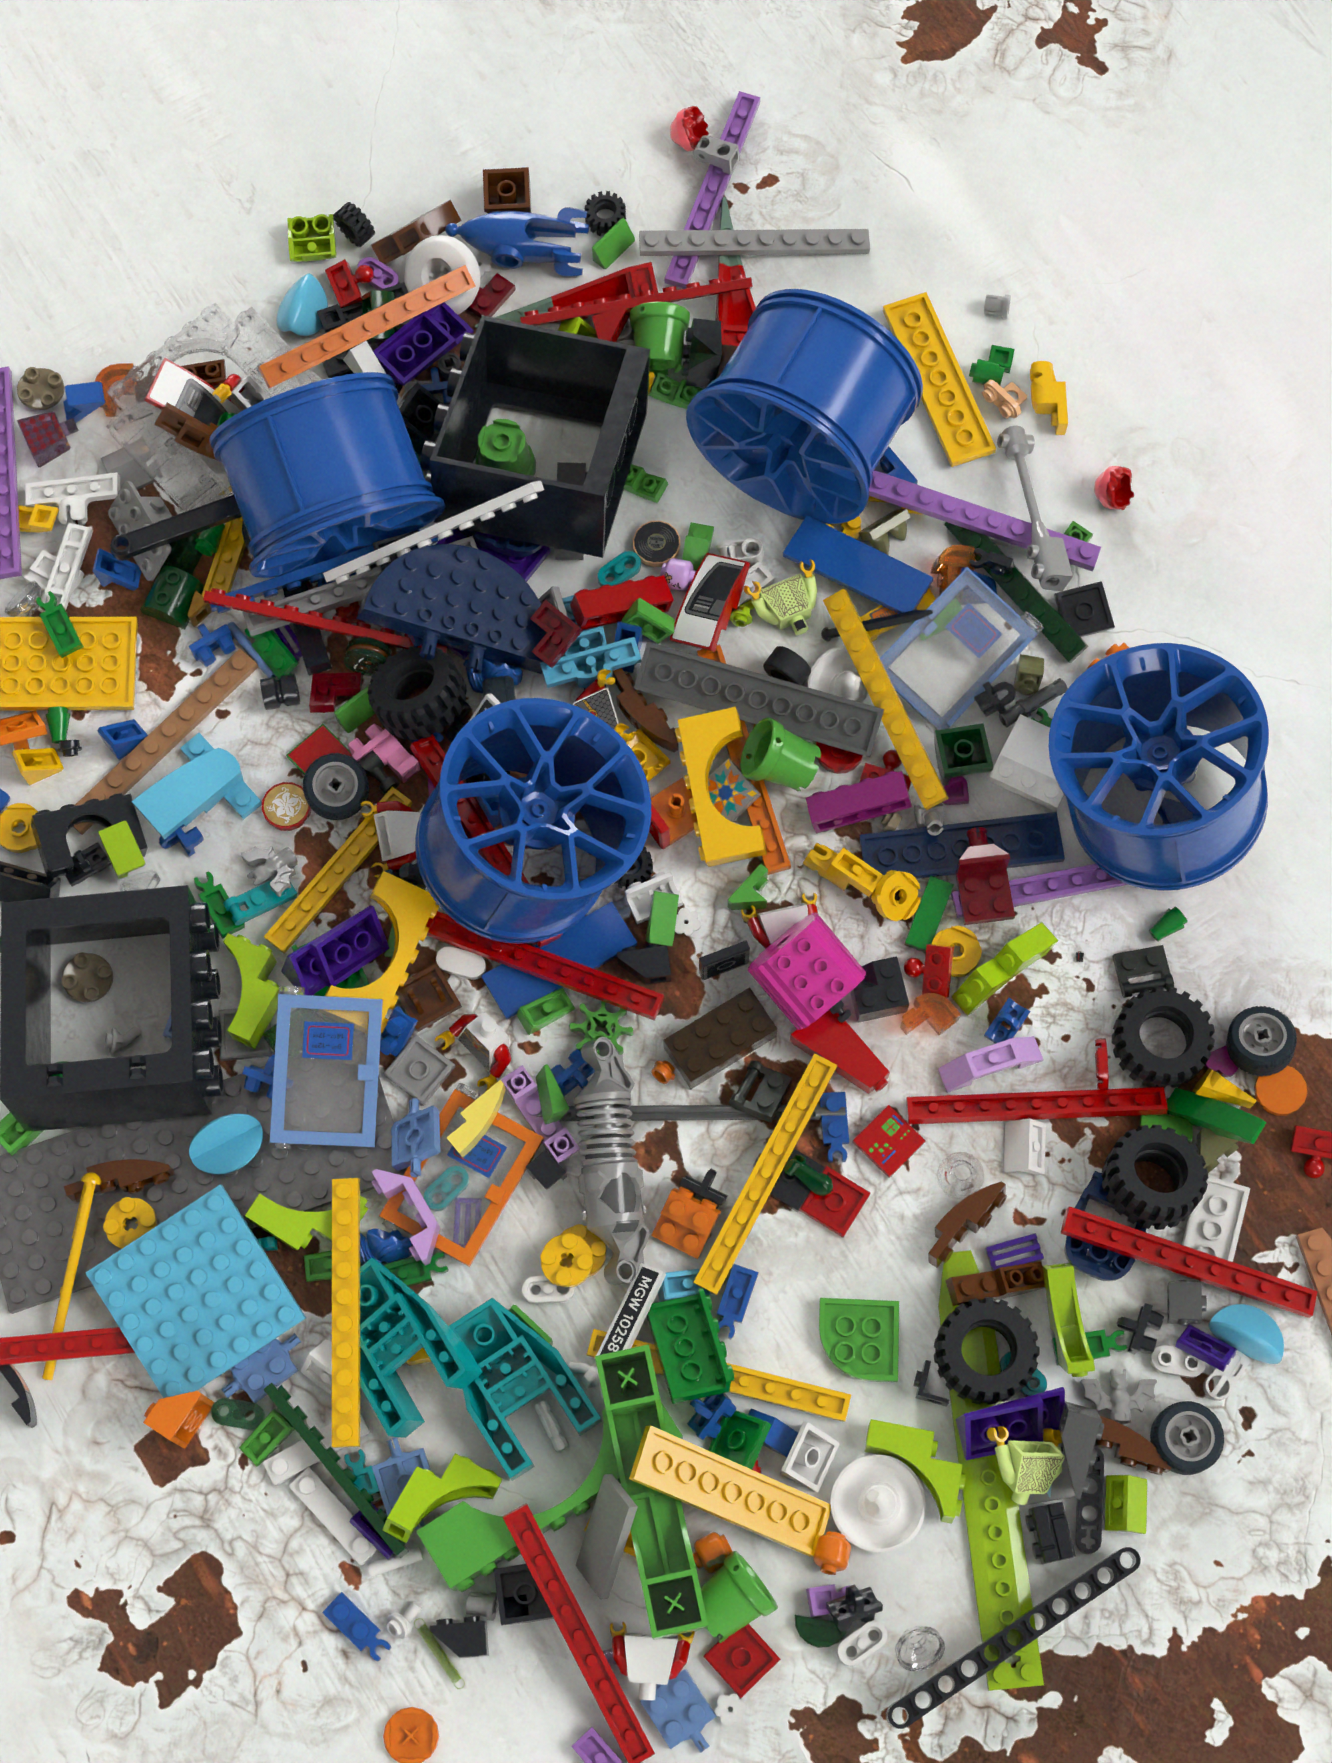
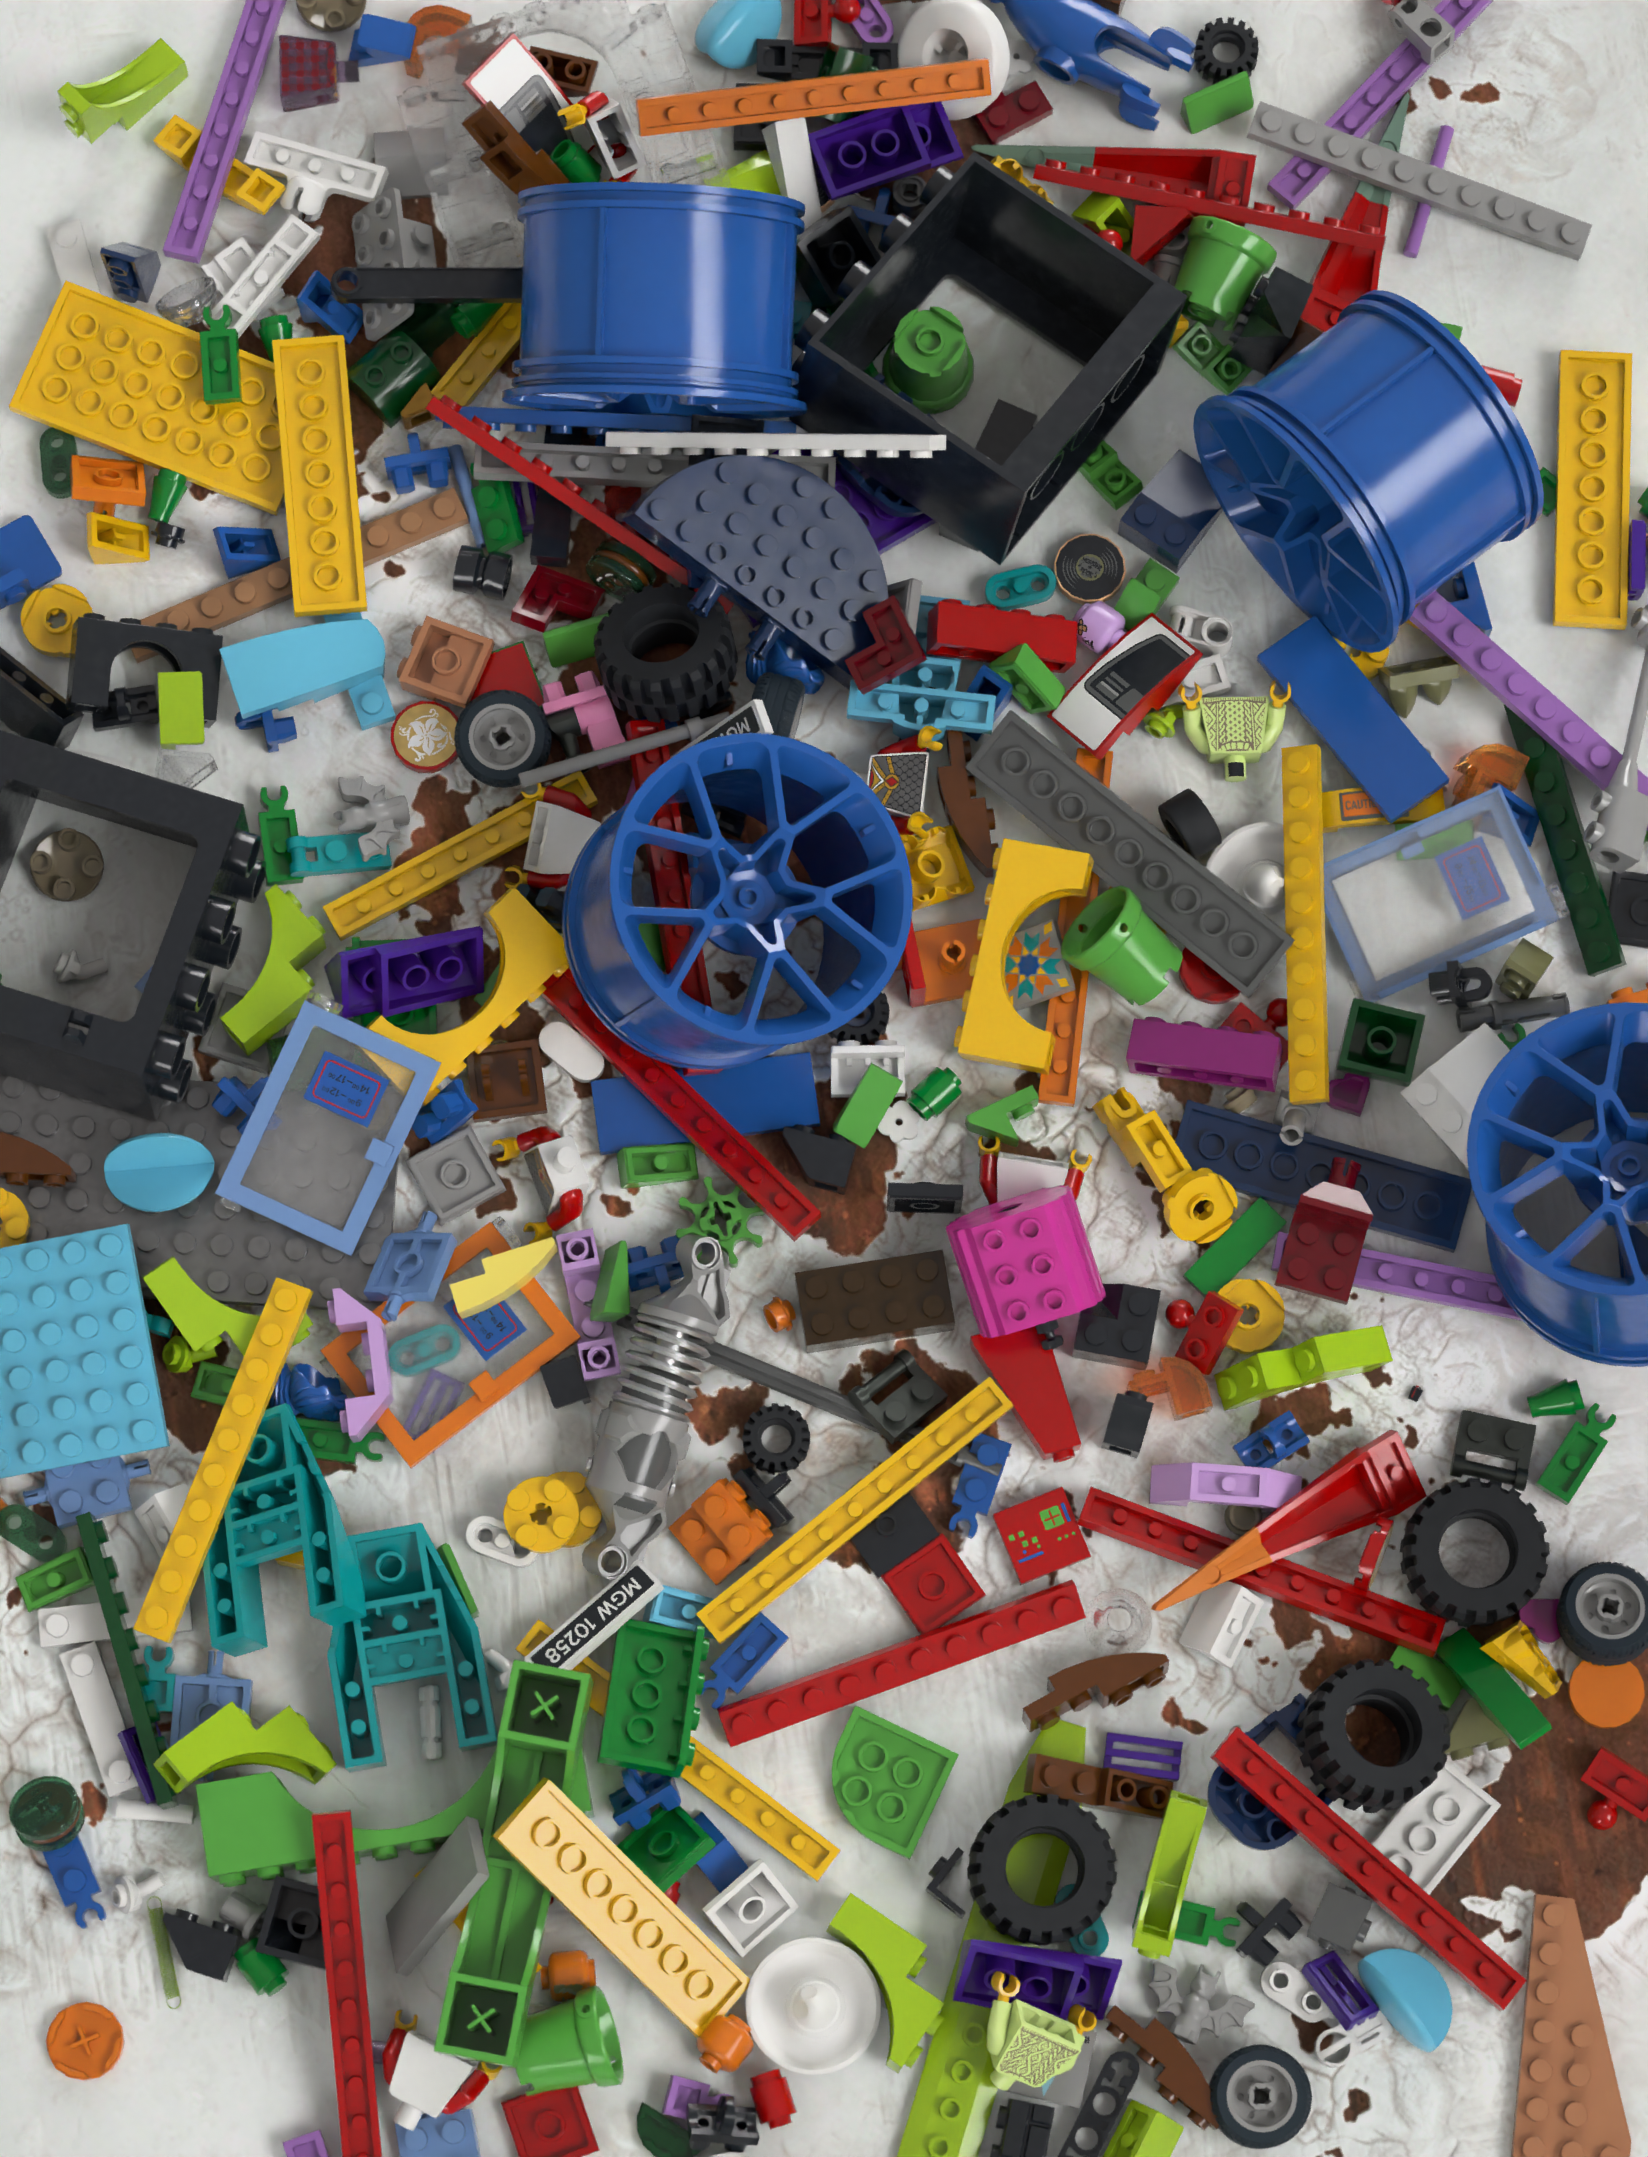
camera: 20 degrees right, 5 degrees up
(90, 602) = (274, 328): none -> green cone
(152, 673) = (319, 476): none -> yellow plate
(279, 755) = (444, 662): none -> nougat plate
(289, 1258) = (179, 1356): none -> lime plate
(323, 1594) = (46, 1813): none -> clear green head
(391, 780) = (691, 729): none -> light grey bar
(509, 1637) = (260, 1970): none -> green brick
(692, 490) = (1172, 512): none -> dark blue slope
(700, 1135) = (770, 1416): none -> black tyre
(701, 894) = (935, 1093): none -> green brick
(763, 259) = (1423, 210): none -> medium lavender bar
(815, 1181) = (918, 1551): dark green piece -> none
(836, 1259) = (901, 1663): none -> red plate
(878, 1575) = (772, 2099): none -> red brick
(882, 622) = (1351, 813): black sword -> none
(912, 1047) = (1127, 1423): none -> black slope
(984, 407) = (1636, 559): none -> dark purple tile
(996, 563) = (1548, 796): black plate -> none
(1009, 1078) = (1242, 1518): none -> dark tan plate
(1069, 1035) = (1344, 1498): none -> red plate
(1078, 1432) = (1110, 2028): dark grey slope -> none
(1195, 954) = (1575, 1457): none -> green plate

